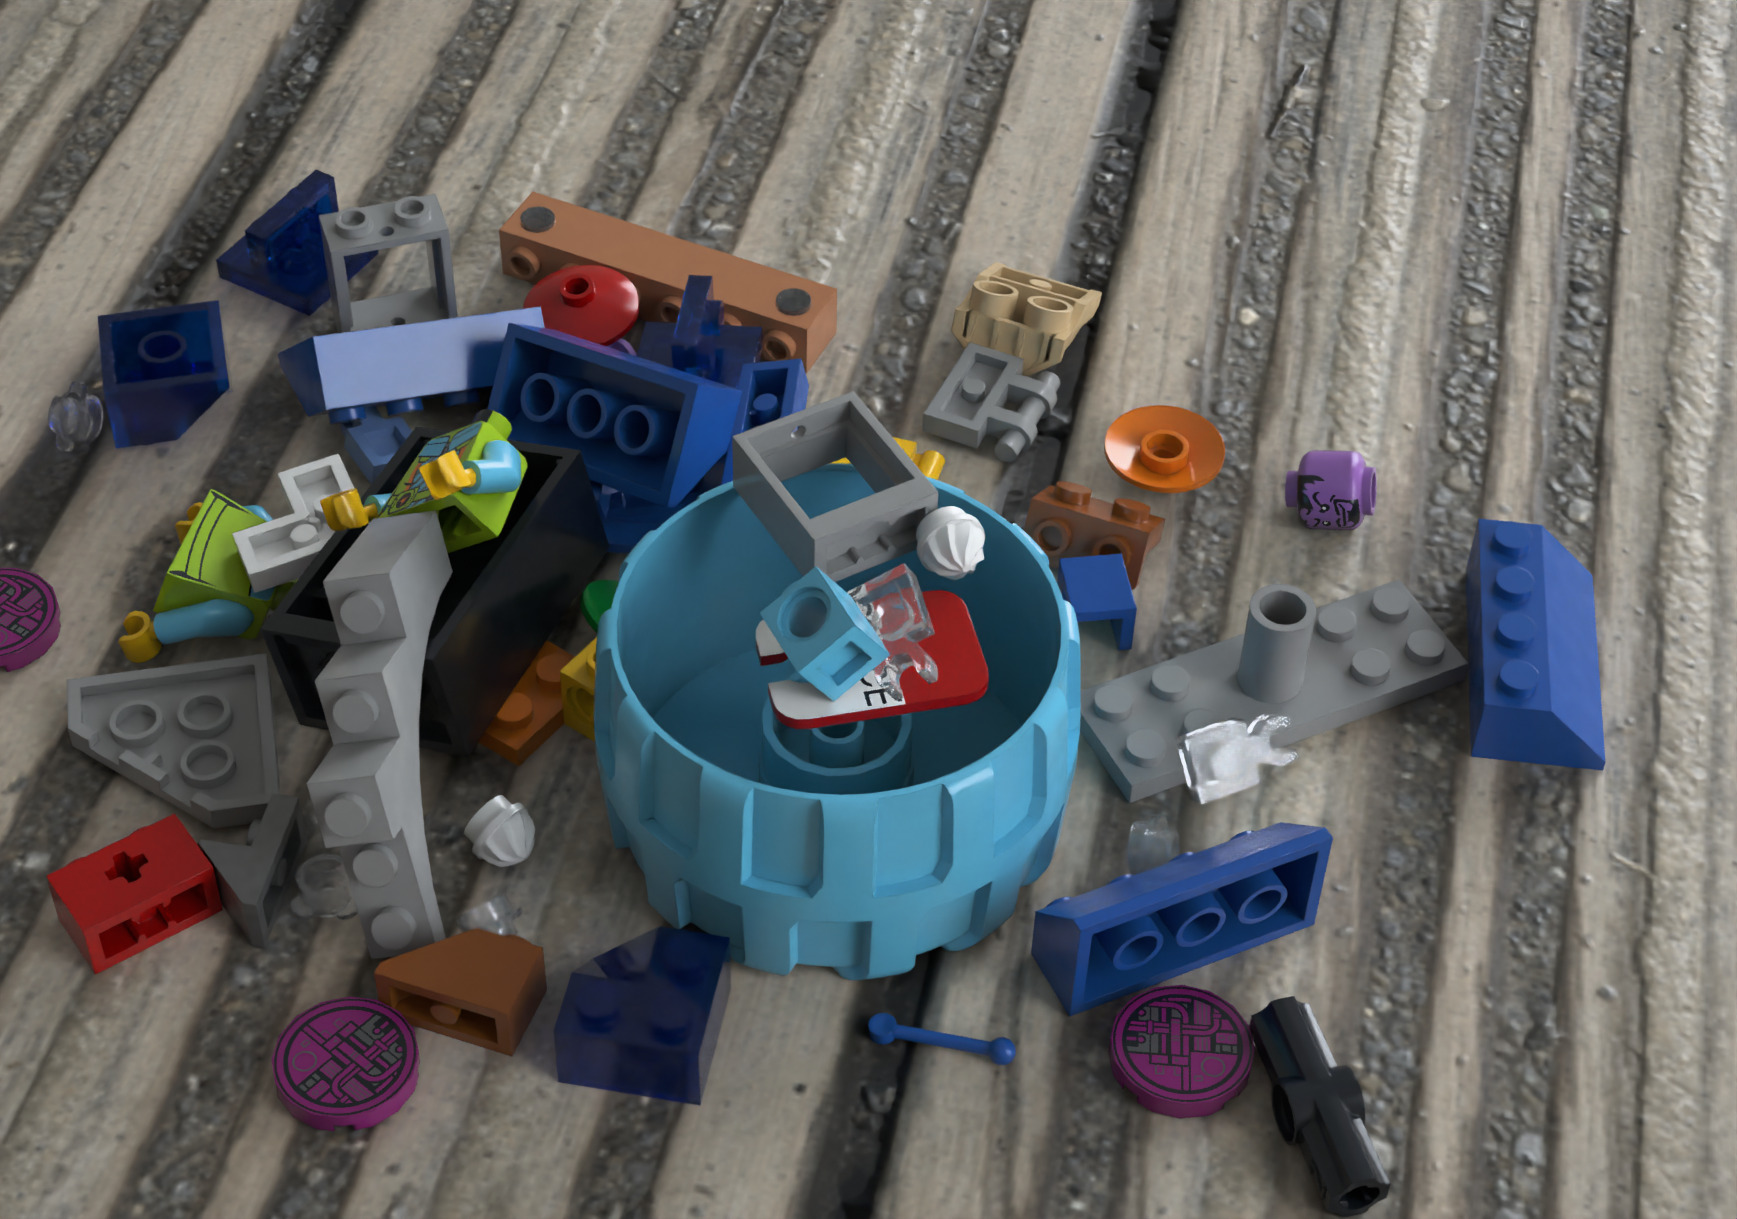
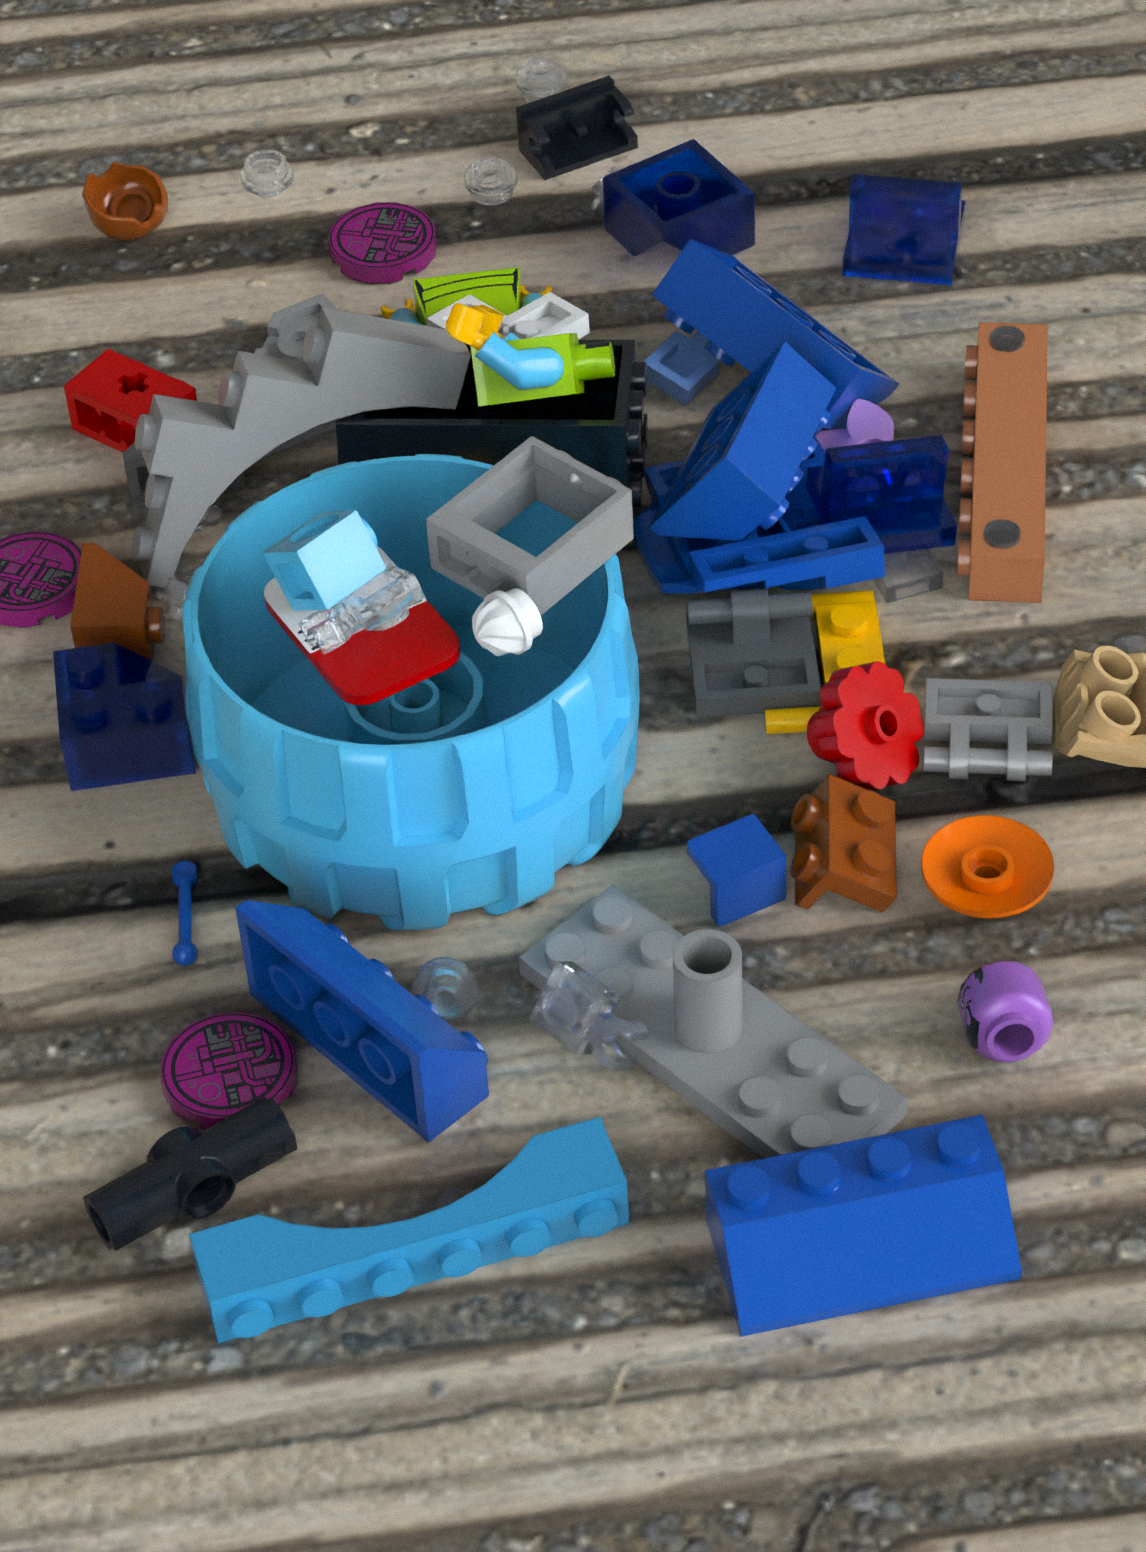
camera: 75 degrees right, 0 degrees up
(382, 227) = (885, 319): light grey window -> none
(586, 303) = (912, 406): red dish -> none
(978, 462) = (867, 726): none -> red plant
(1467, 1068) = (280, 1272): none -> dark azure arch

